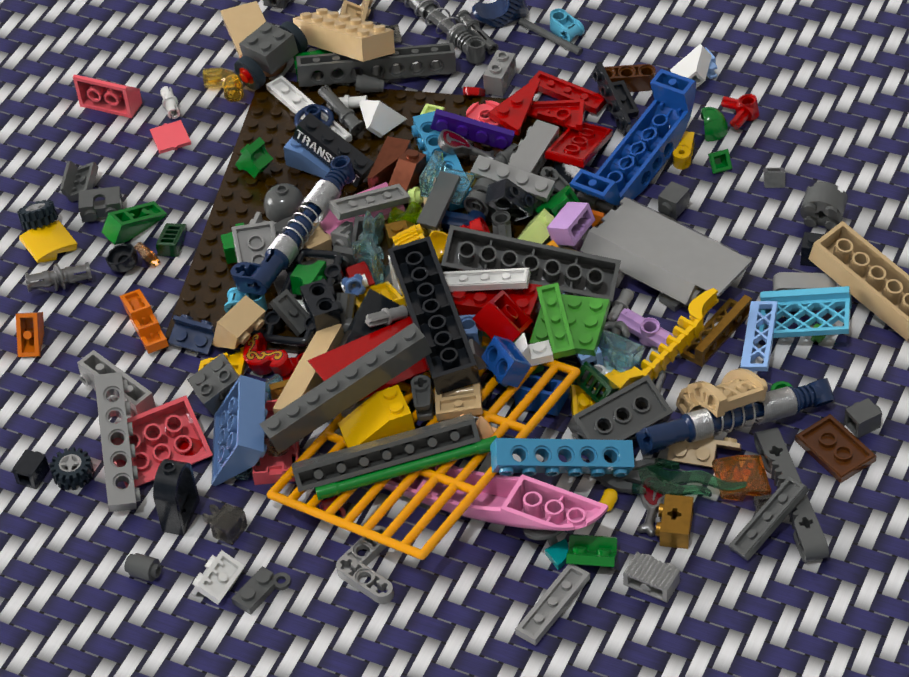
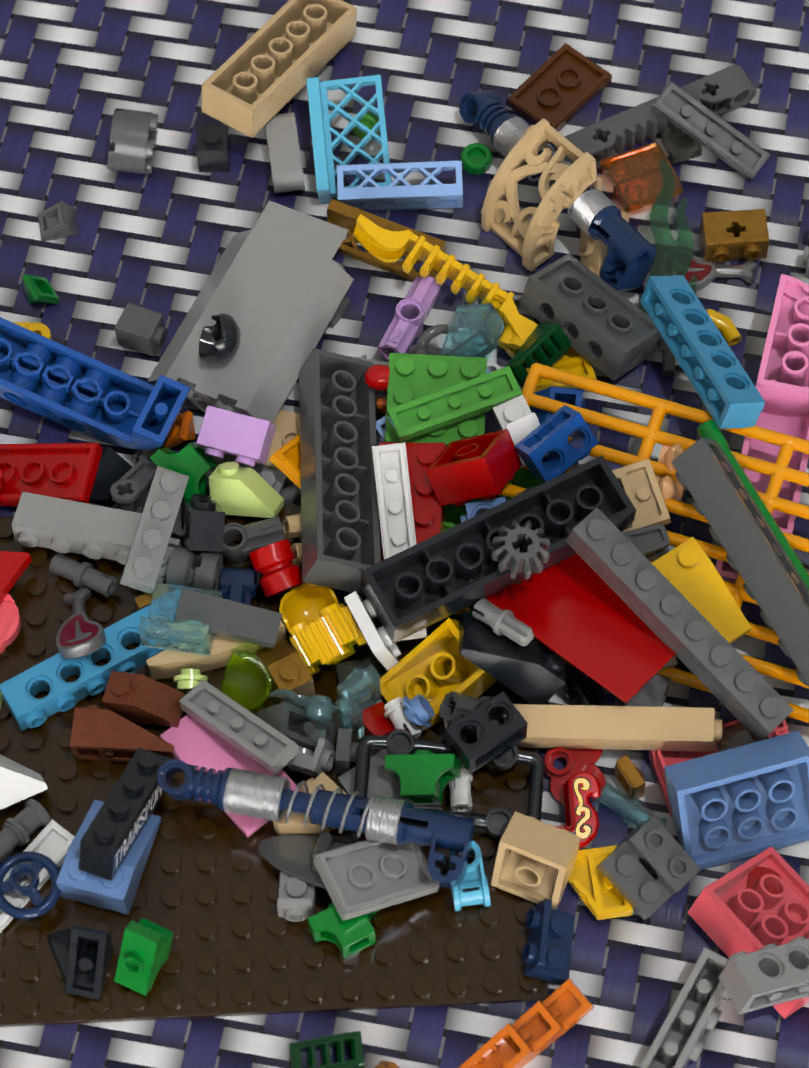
camera: 105 degrees left, 15 degrees up
(270, 134) = (82, 959): none -> black slope
(282, 202) = (234, 882): dark grey cylinder -> none
(290, 311) = (486, 791): dark grey plate -> none
(415, 306) = (526, 539): none -> dark grey gear
(472, 129) = (42, 620): dark purple plate -> none
(593, 291) = (377, 377): none -> red hinge
(637, 216) = (219, 341): none -> black hair
(863, 417) = (509, 60): dark grey brick -> none

